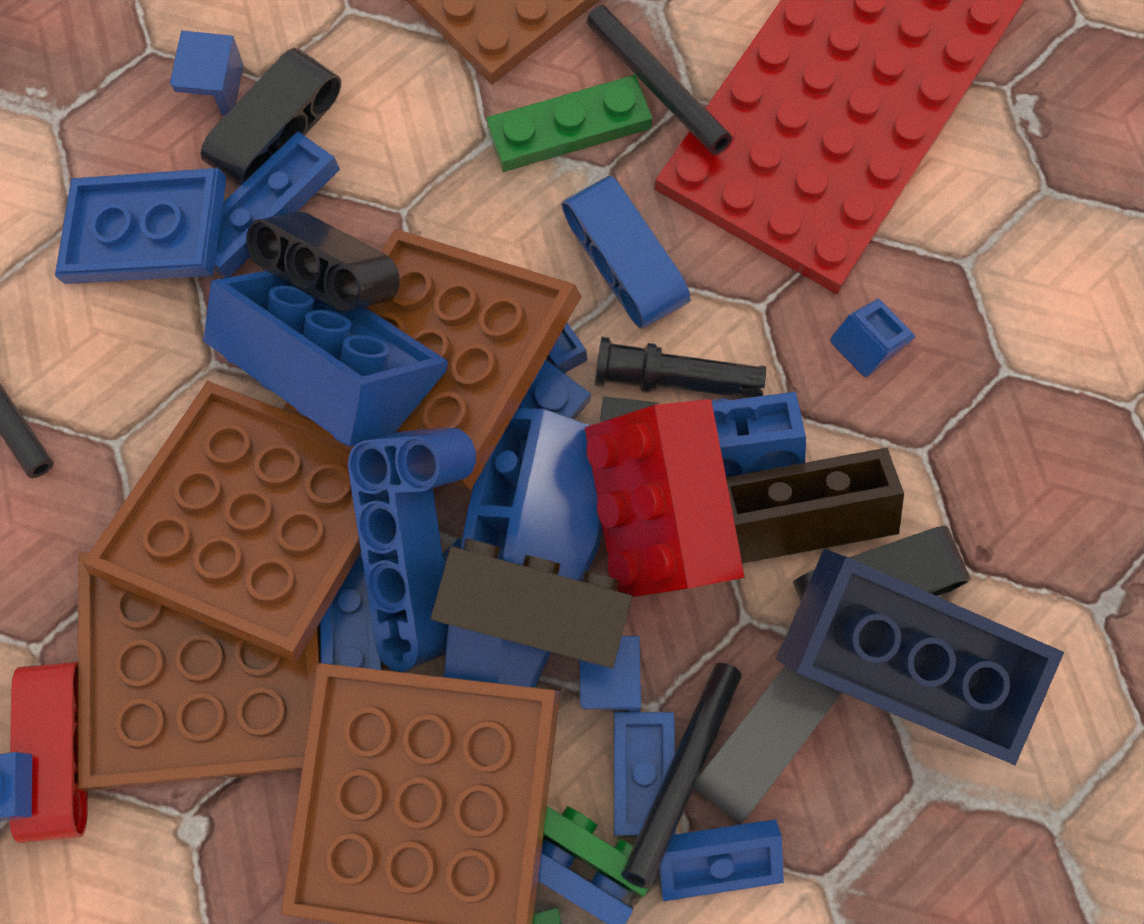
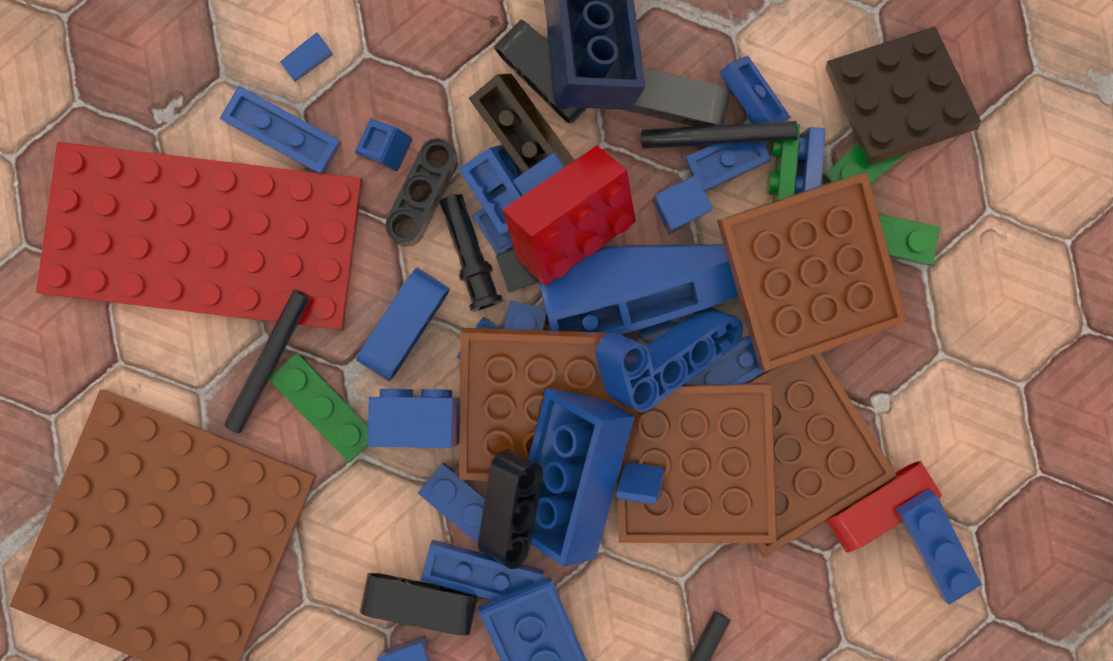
camera: 115 degrees left, 15 degrees up
(260, 427) = (641, 483): none -> blue slope
(377, 213) = (455, 500): none -> blue plate
(493, 181) = (414, 422): none -> blue brick
(532, 603) = (677, 260): dark brown brick -> none
(741, 486) = (538, 173): none -> blue piece
(785, 323) = (420, 174): none -> black beam
(945, 219) = (280, 130): none -> blue plate
(1031, 297) = (306, 57): none -> blue piece

